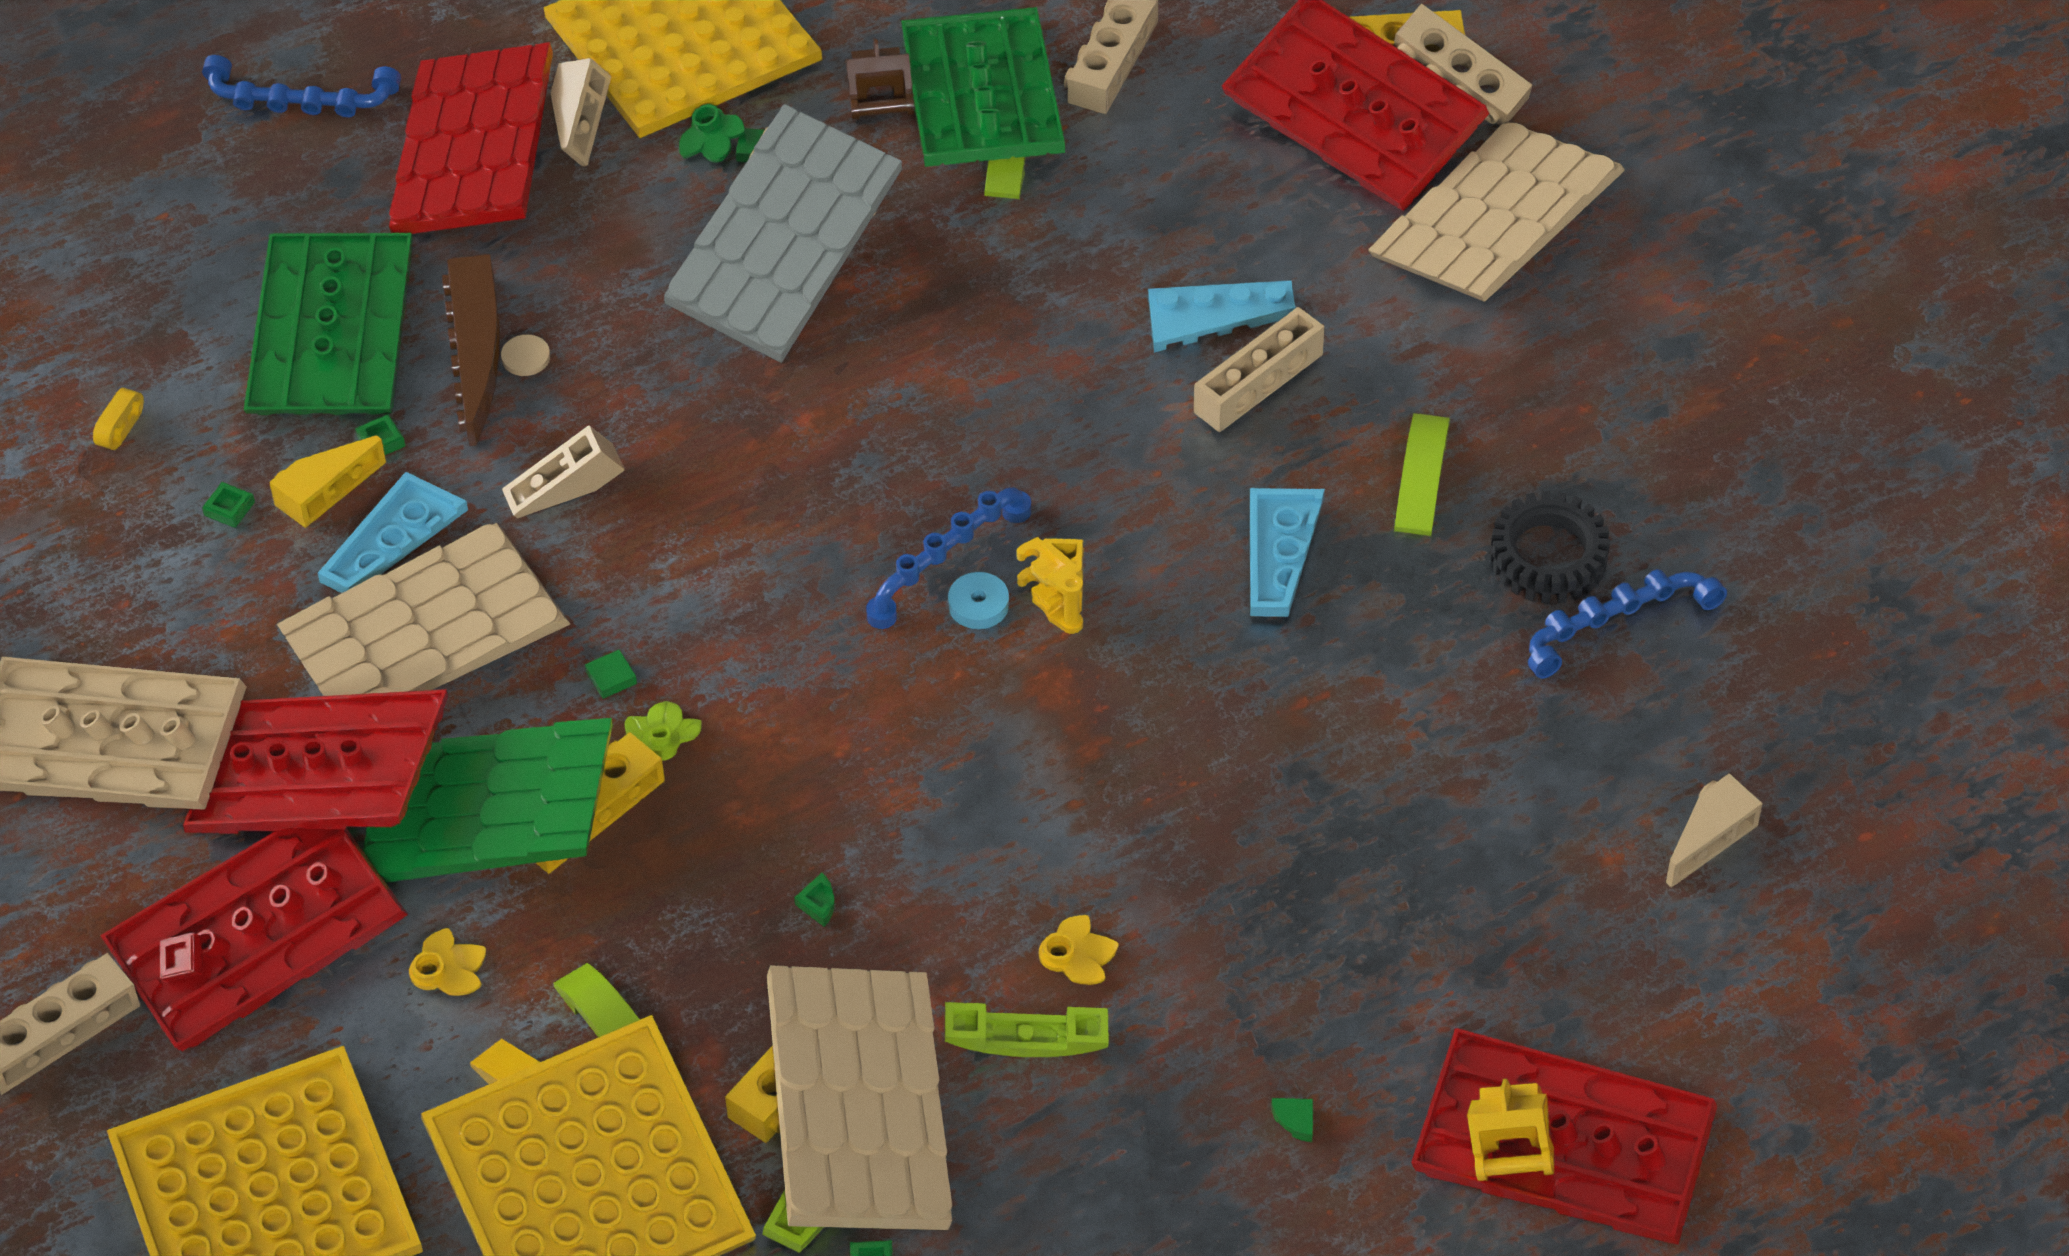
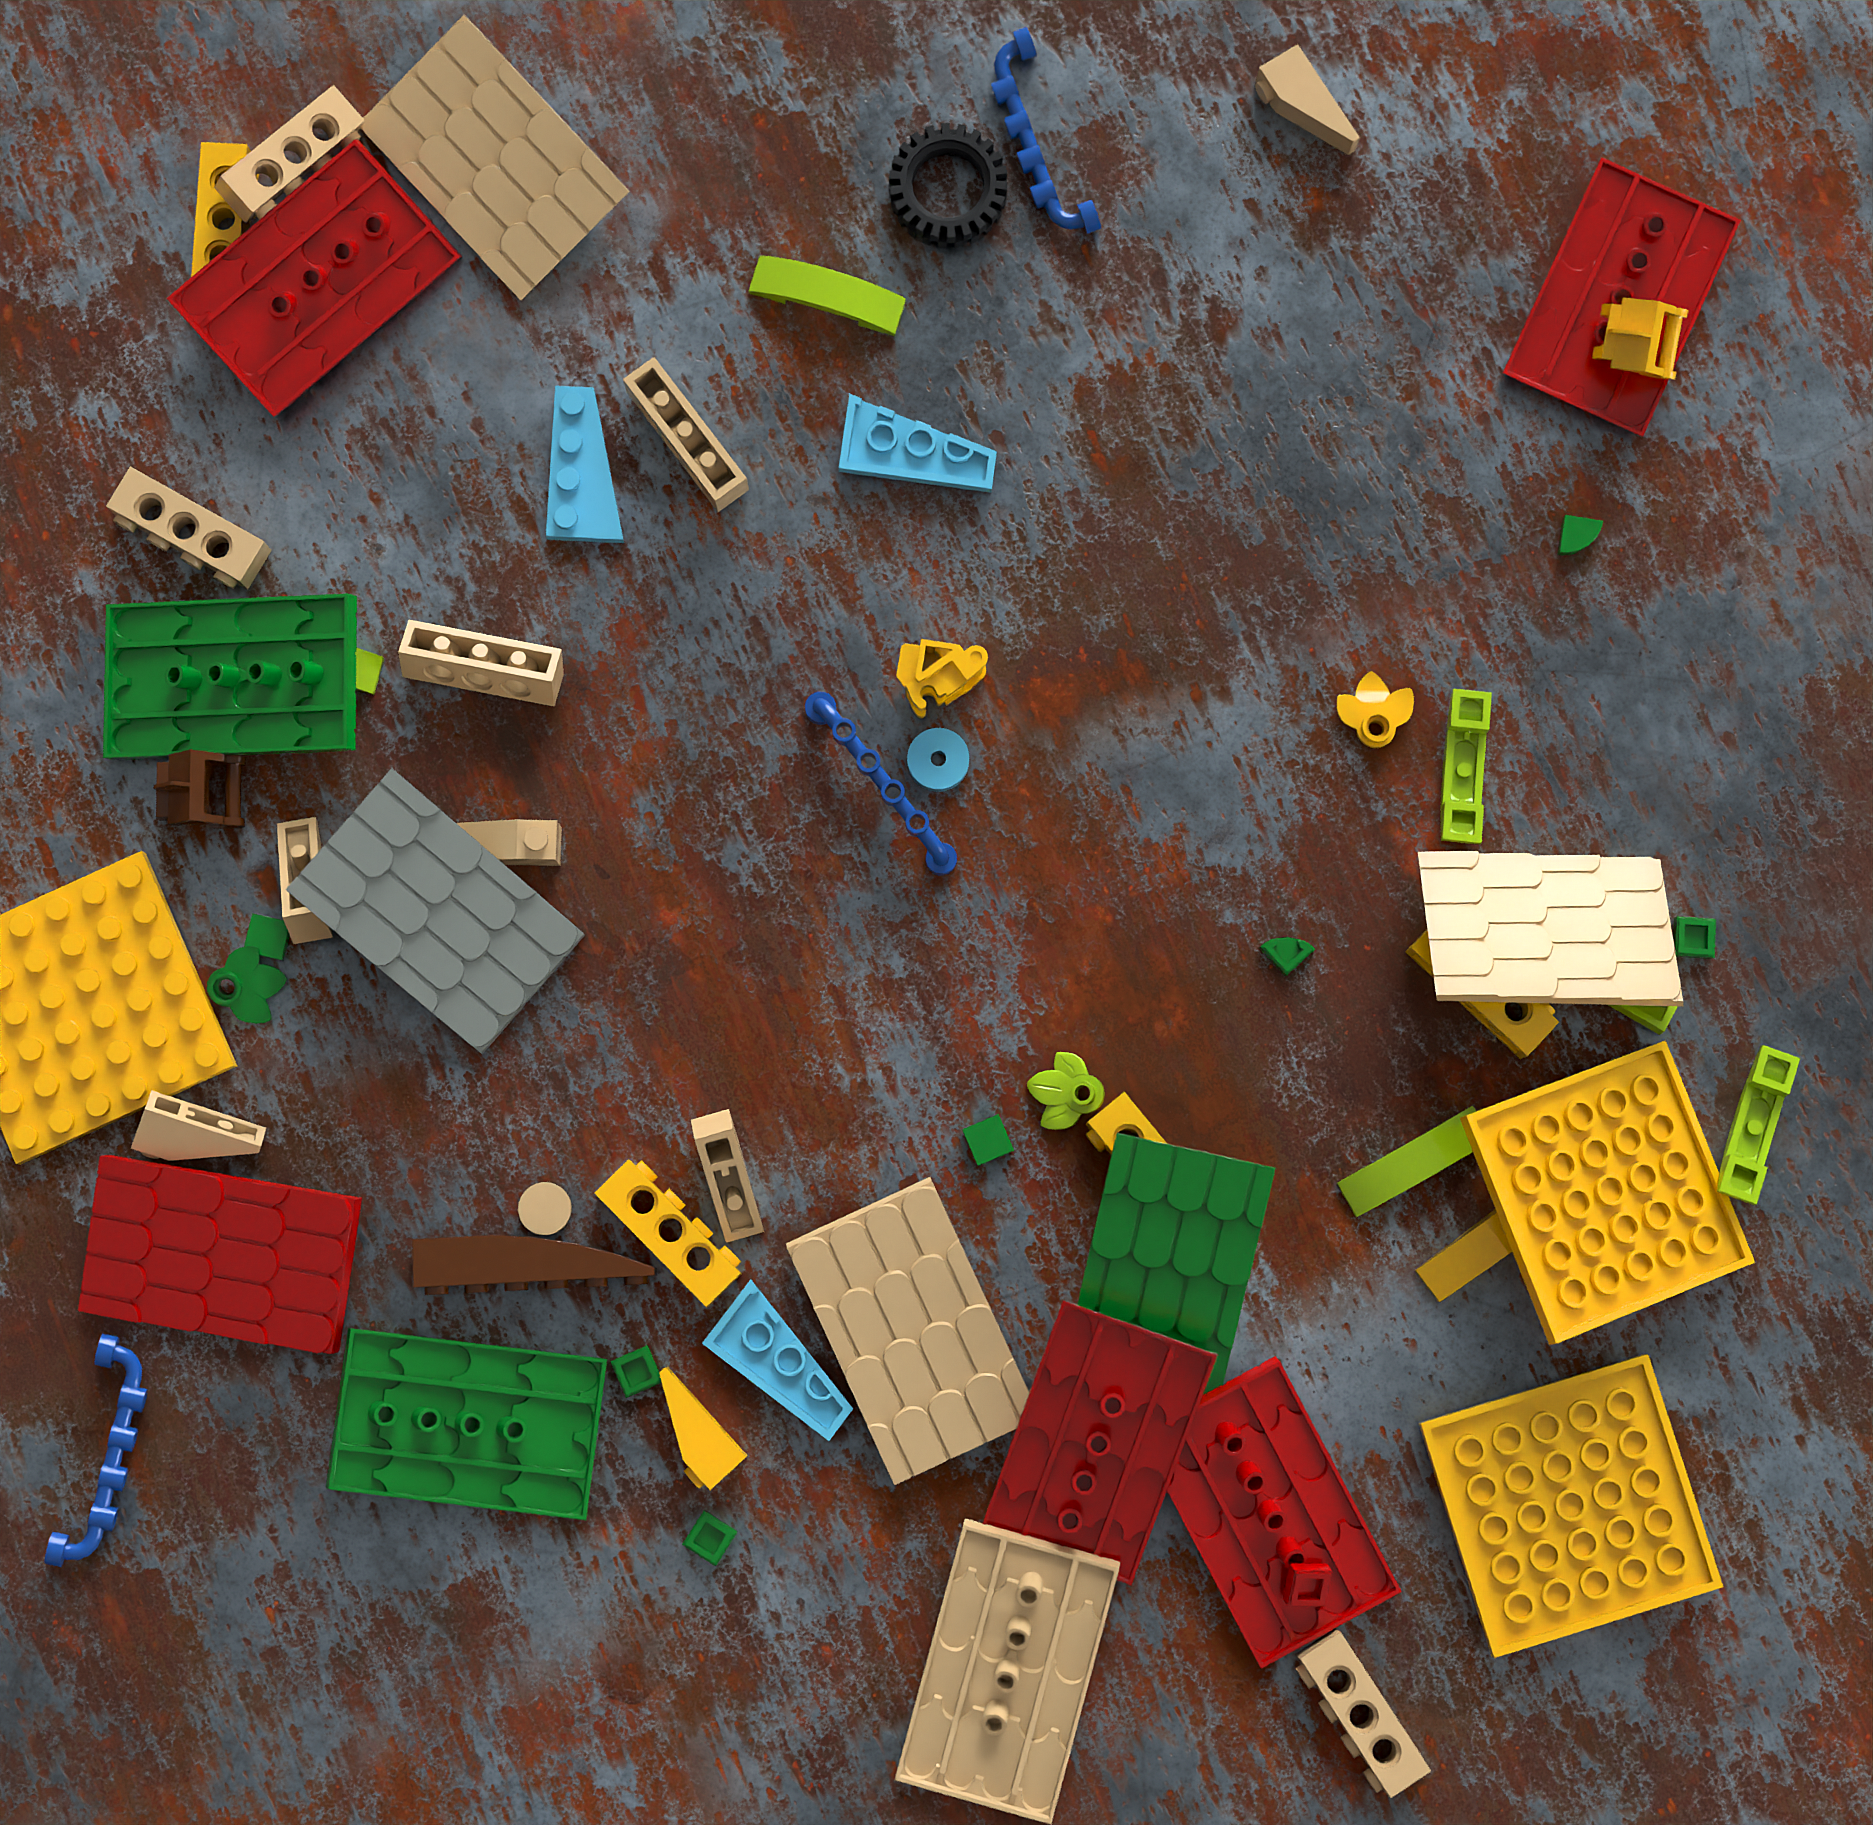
camera: 90 degrees left, 30 degrees up
(118, 418) = (580, 1659): yellow beam -> none
(452, 965) = (1326, 1313): yellow plate -> none
(506, 440) = (618, 1196): none -> yellow brick
(859, 296) = (519, 840): none -> tan slope
(1019, 249) = (481, 662): none -> tan brick

